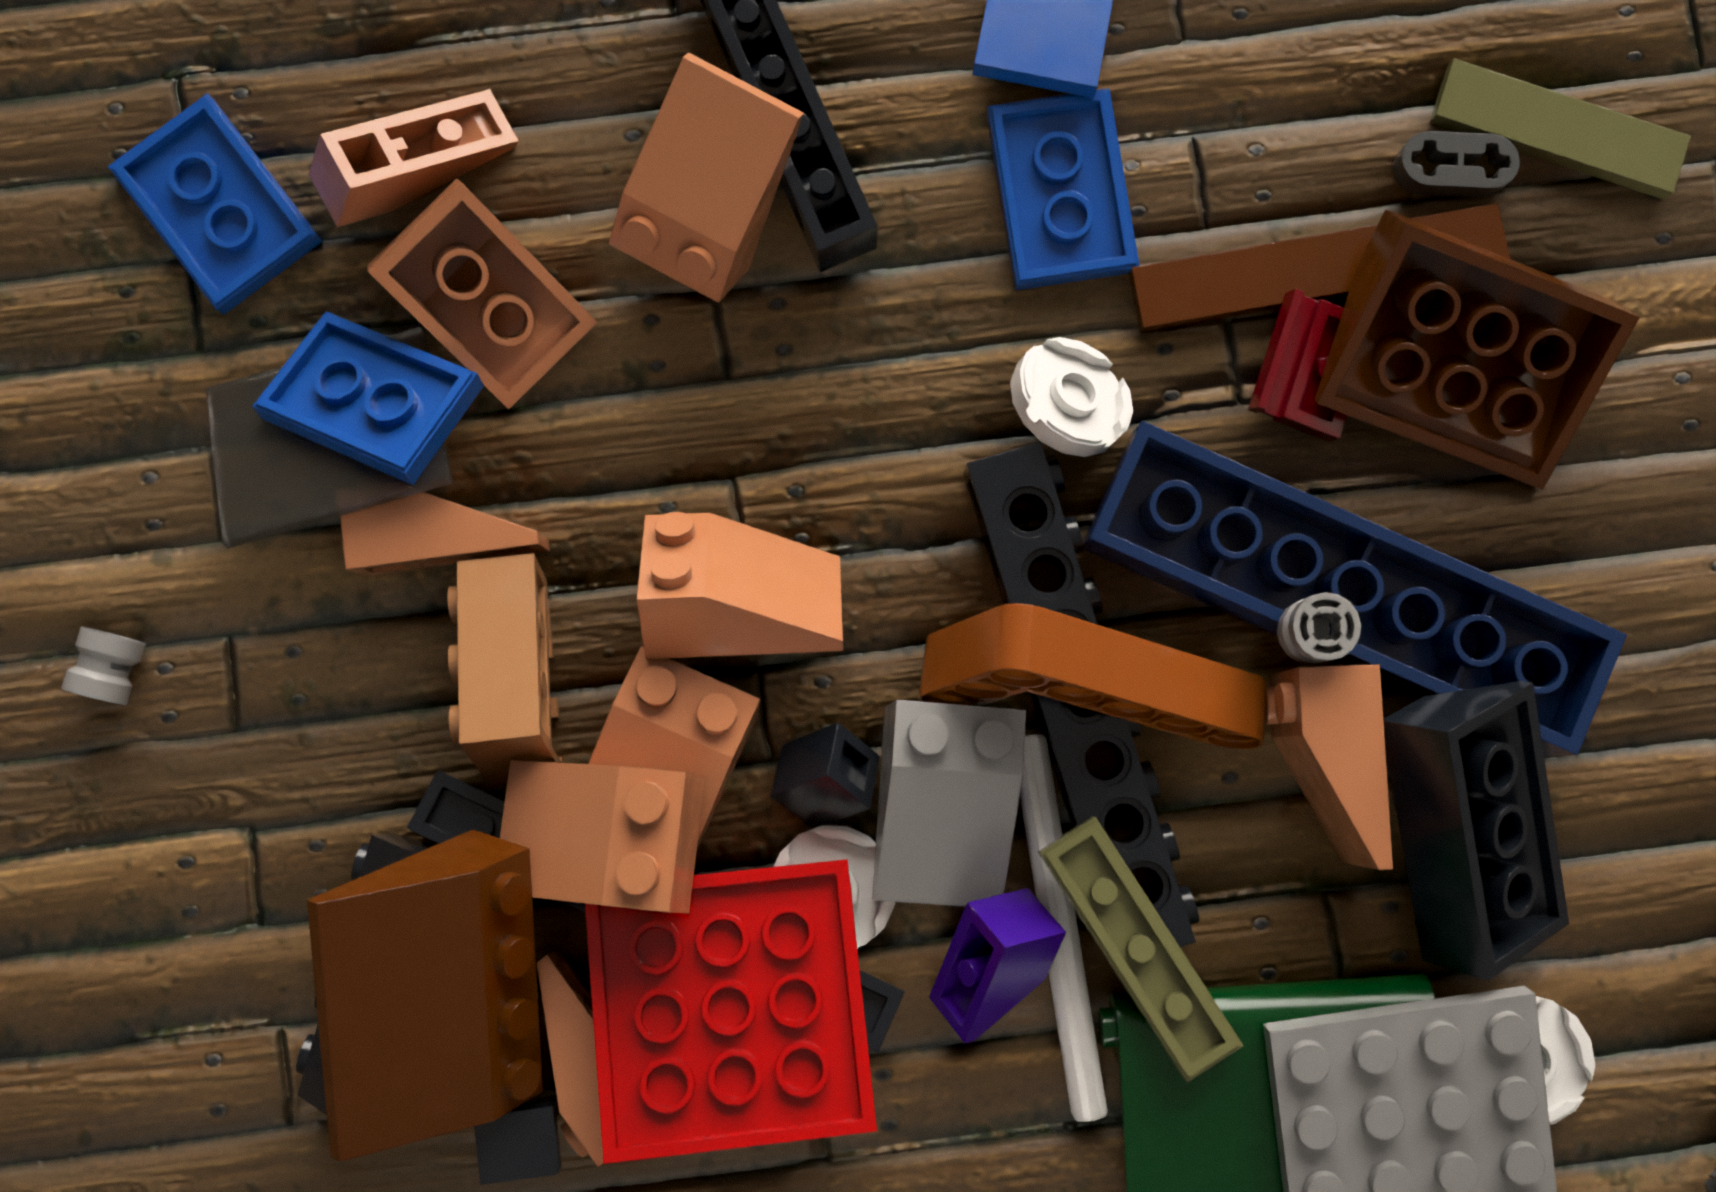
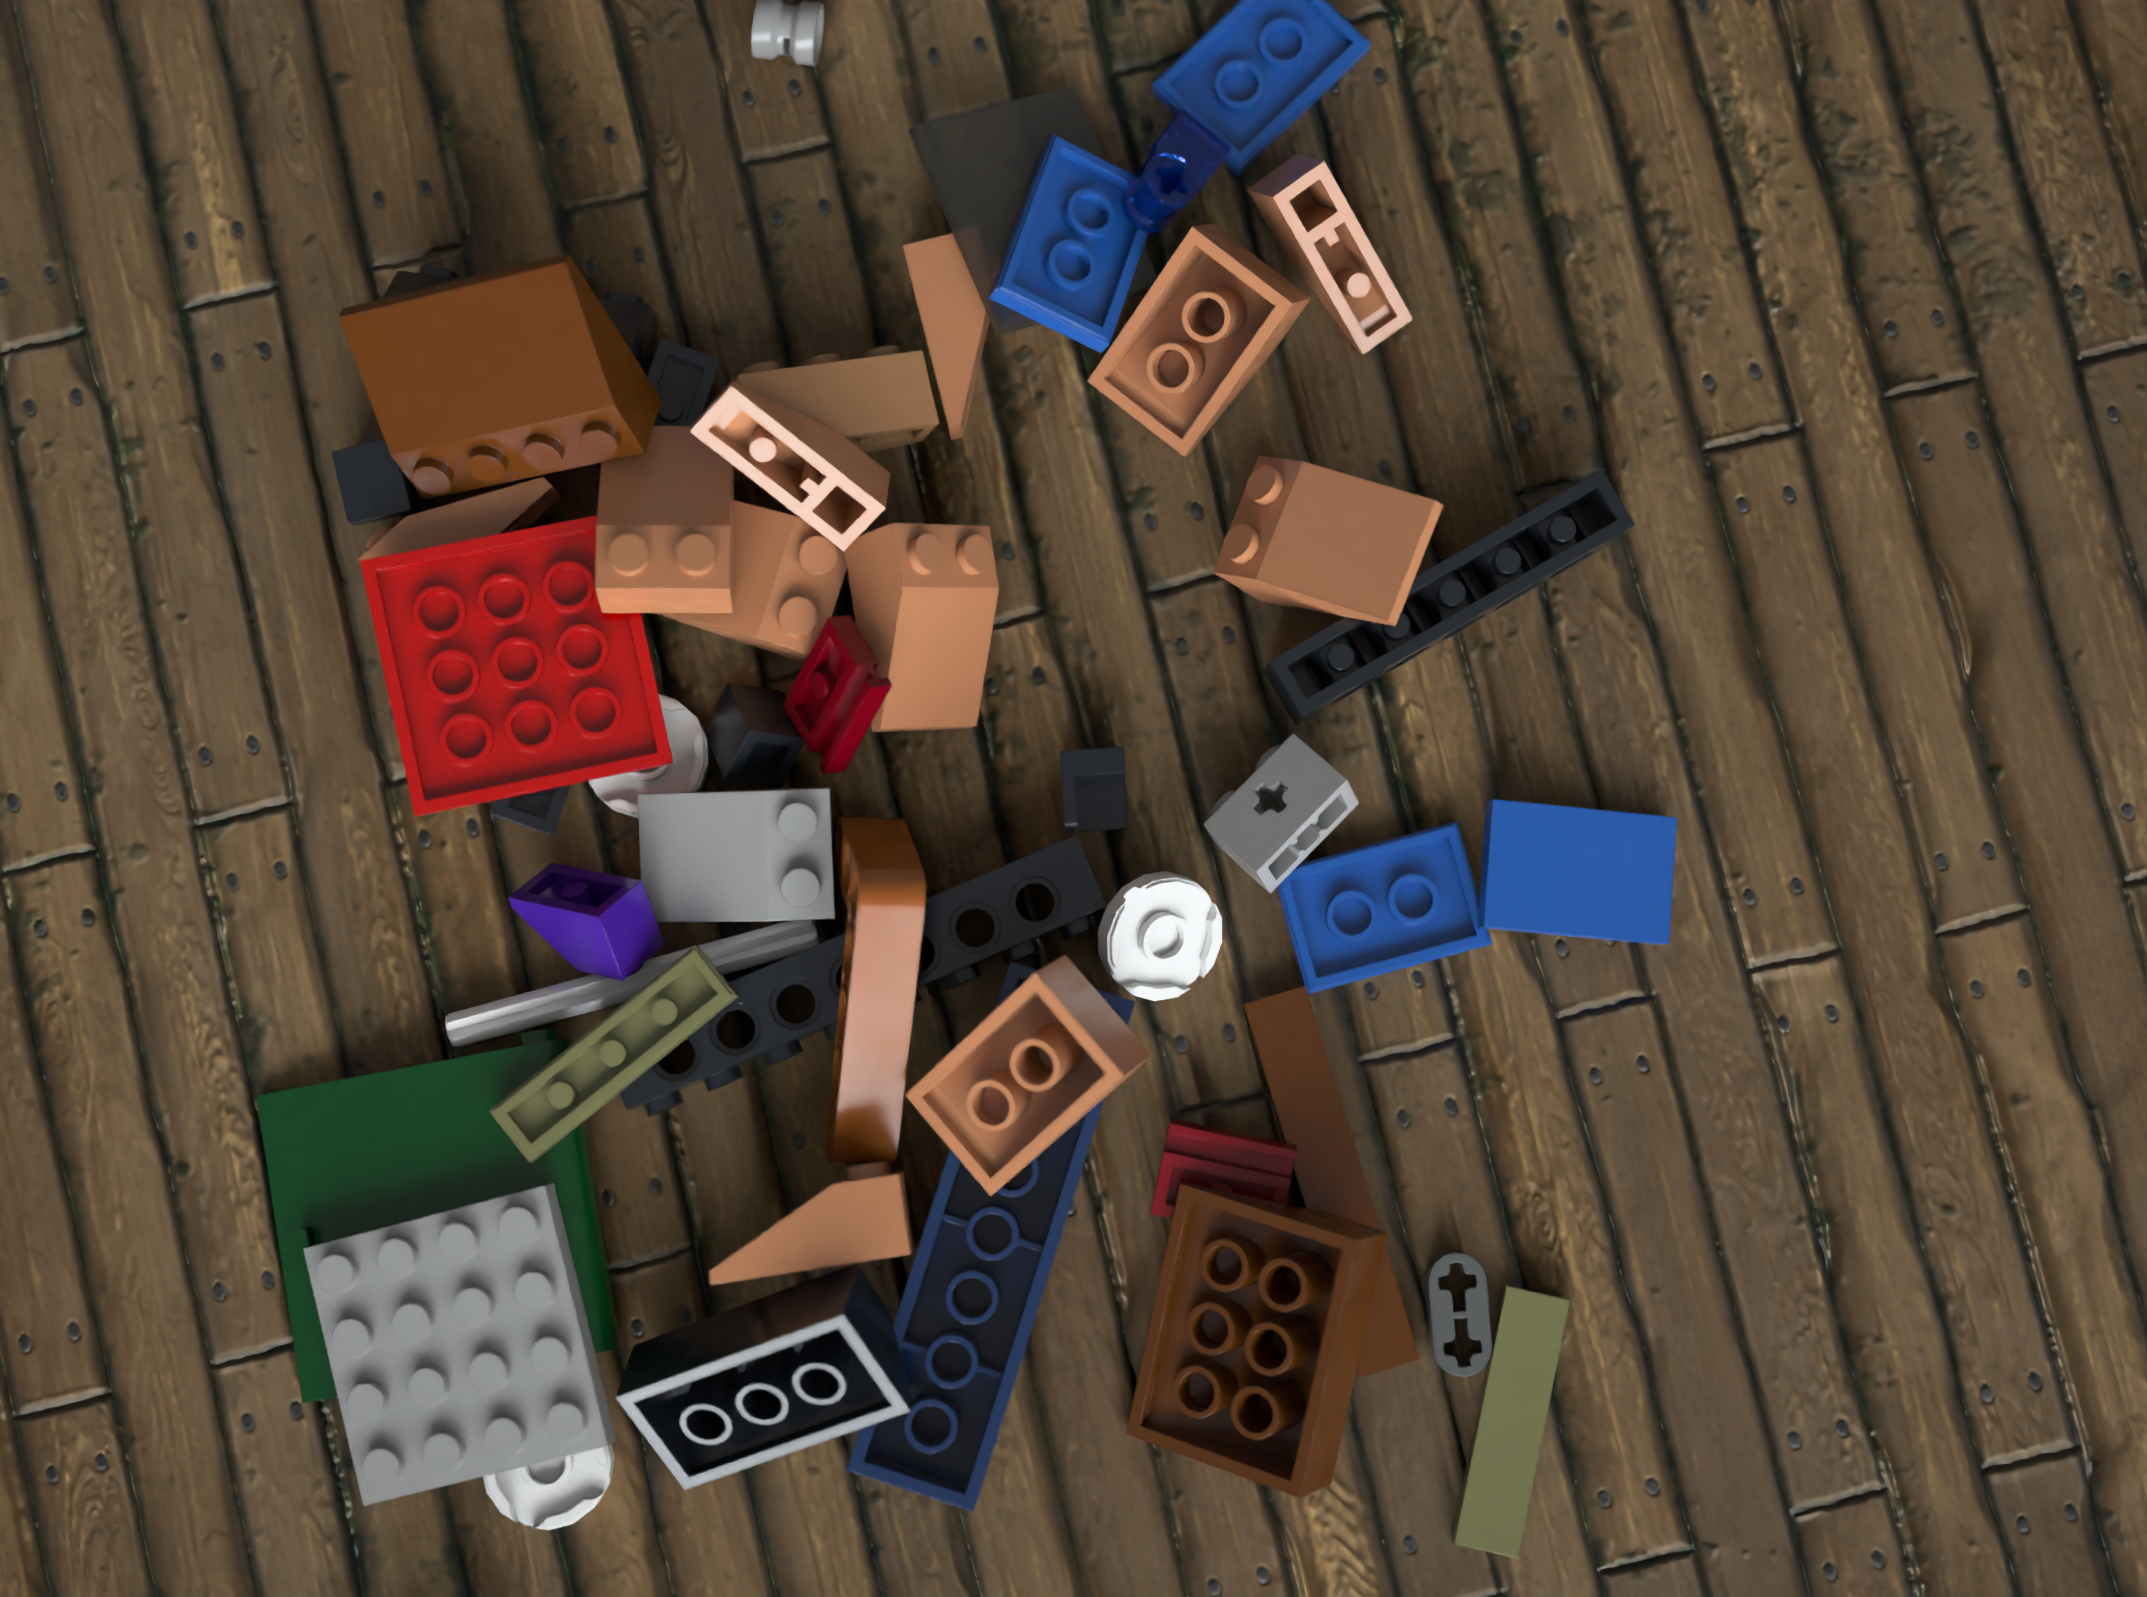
camera: 80 degrees right, 0 degrees up
(309, 293) = (1173, 173): none -> clear blue piece
(560, 691) = (796, 462): none -> nougat slope
(800, 681) = (836, 694): none -> dark red plate
(918, 448) = (1094, 790): none -> black panel
(996, 280) = (1275, 843): none -> light grey brick
(1211, 526) = (1027, 1073): none -> nougat slope
(1308, 637) = (945, 1183): light grey wheel -> none

